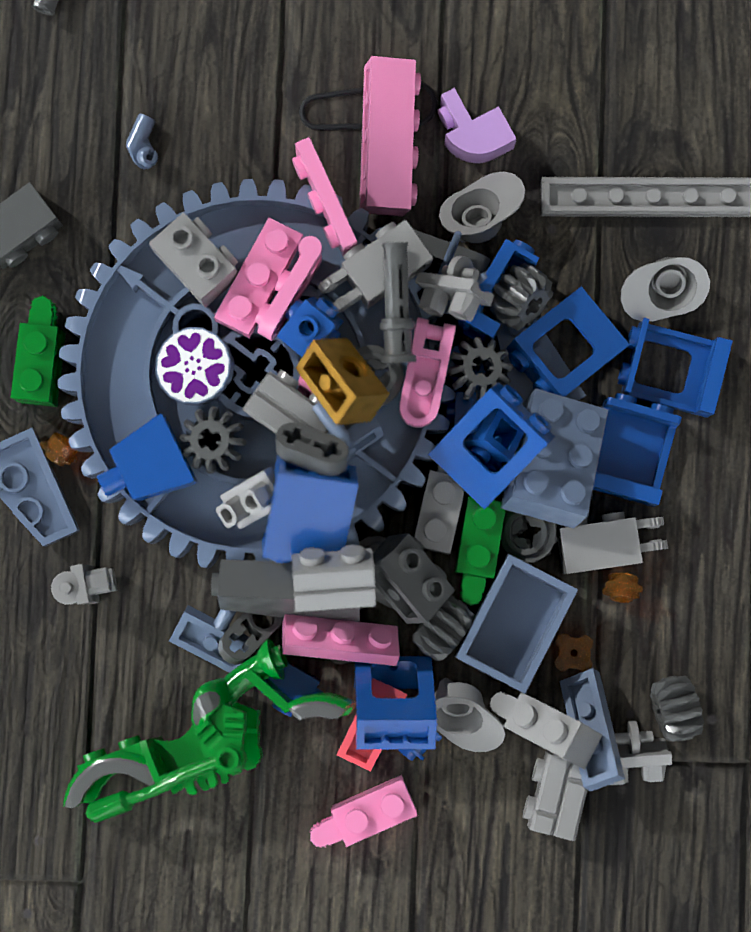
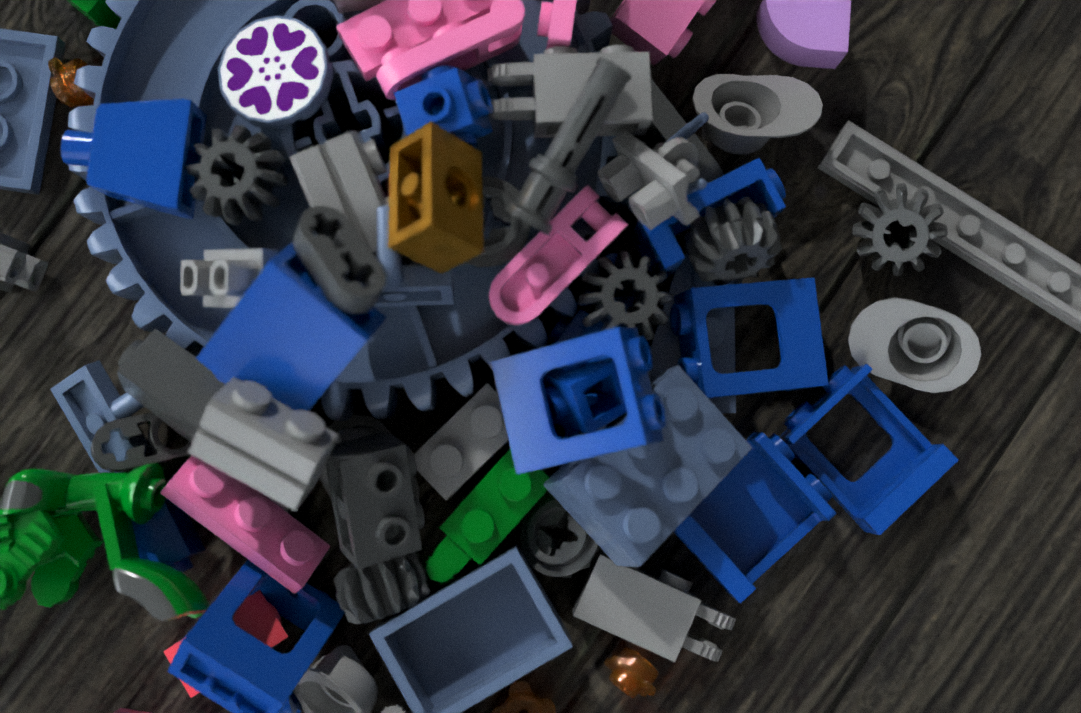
camera: 30 degrees right, 0 degrees up
(611, 213) = (907, 213): none -> dark grey gear

